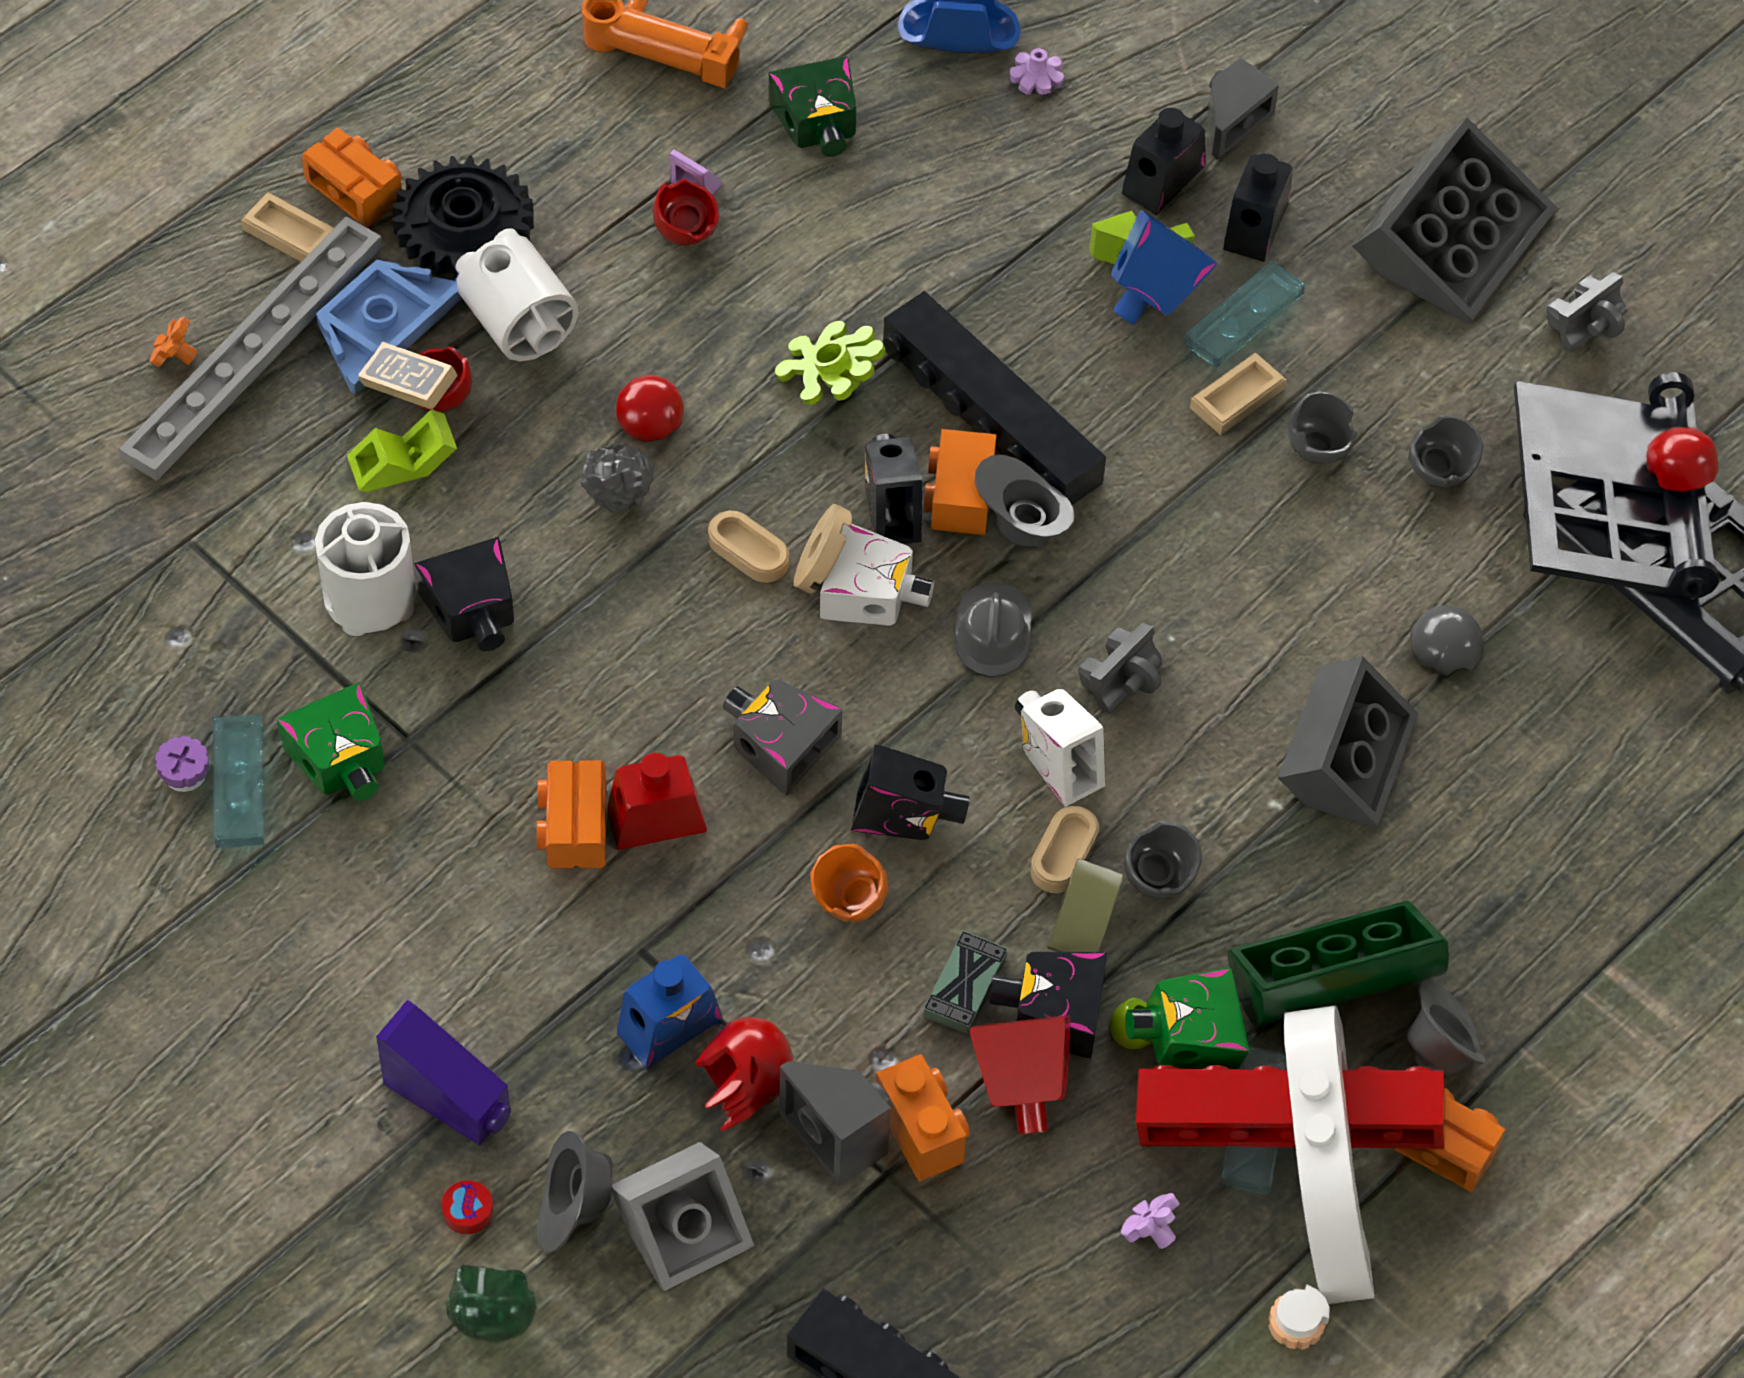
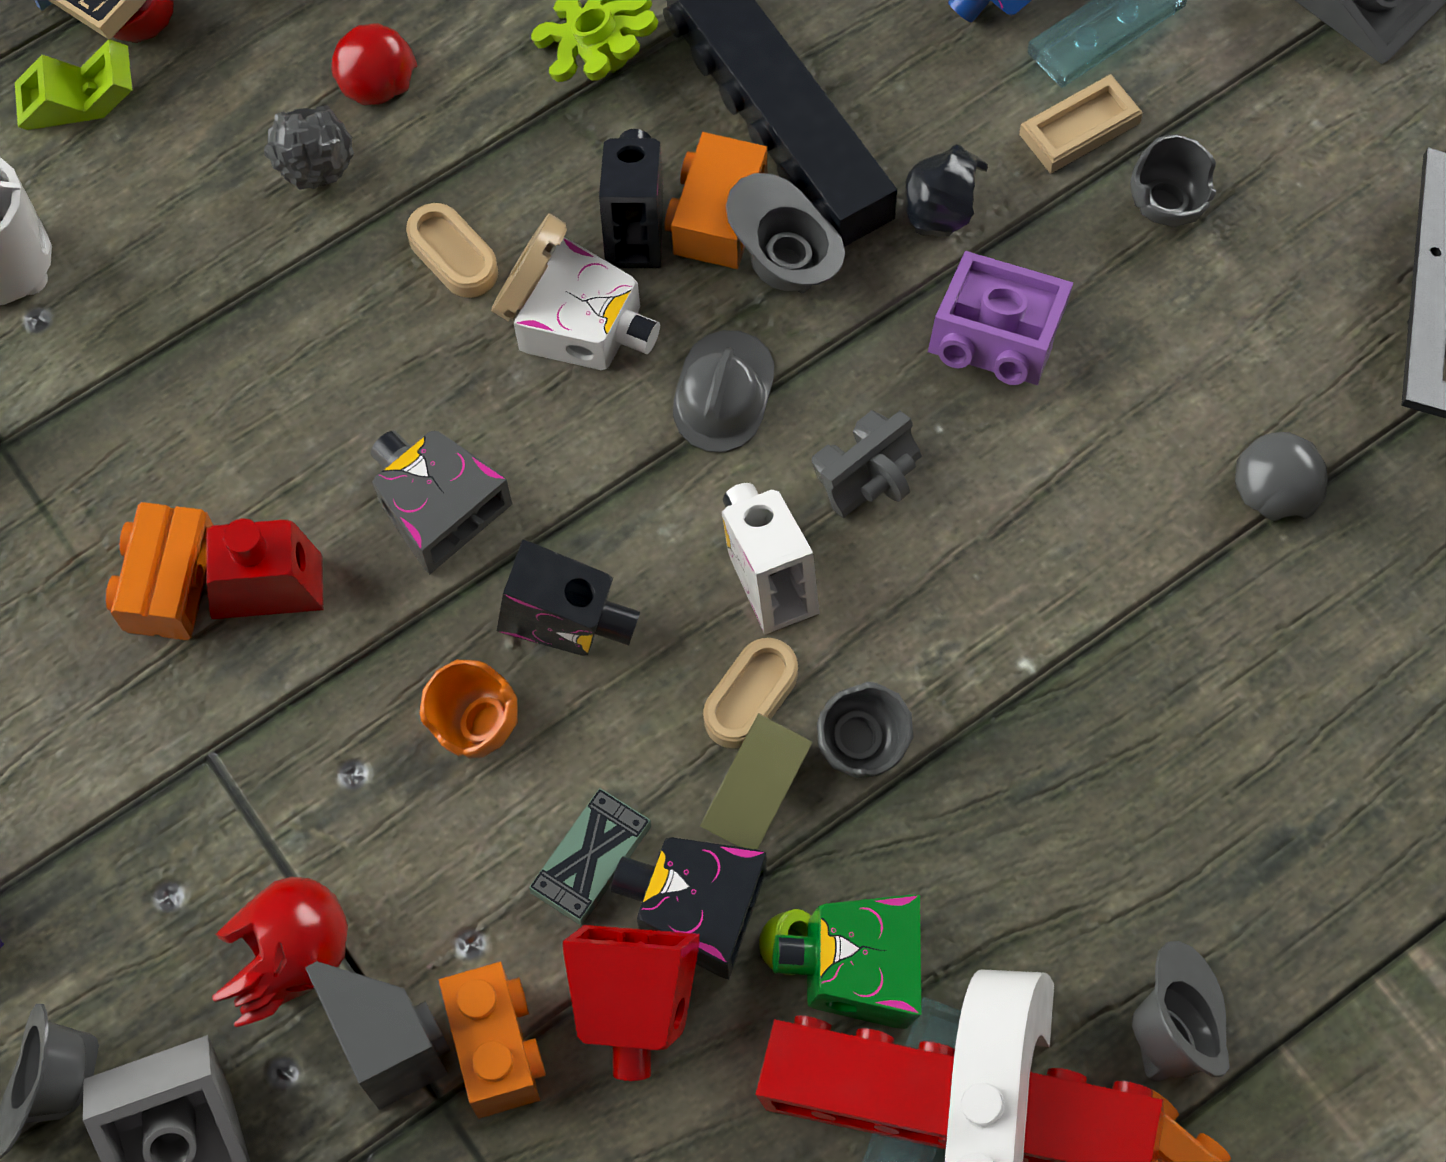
camera: 15 degrees right, 10 degrees up
(468, 593) = (109, 270): black torso -> none
(671, 1005) = (212, 847): blue torso -> none
(1142, 455) = (942, 192): none -> black hair
(1205, 547) = (999, 319): none -> medium lavender plate
(1337, 962) = (1060, 901): dark green brick -> none
(1348, 742) = (1131, 600): dark grey slope -> none
(1446, 451) = (1323, 229): dark grey hair -> none

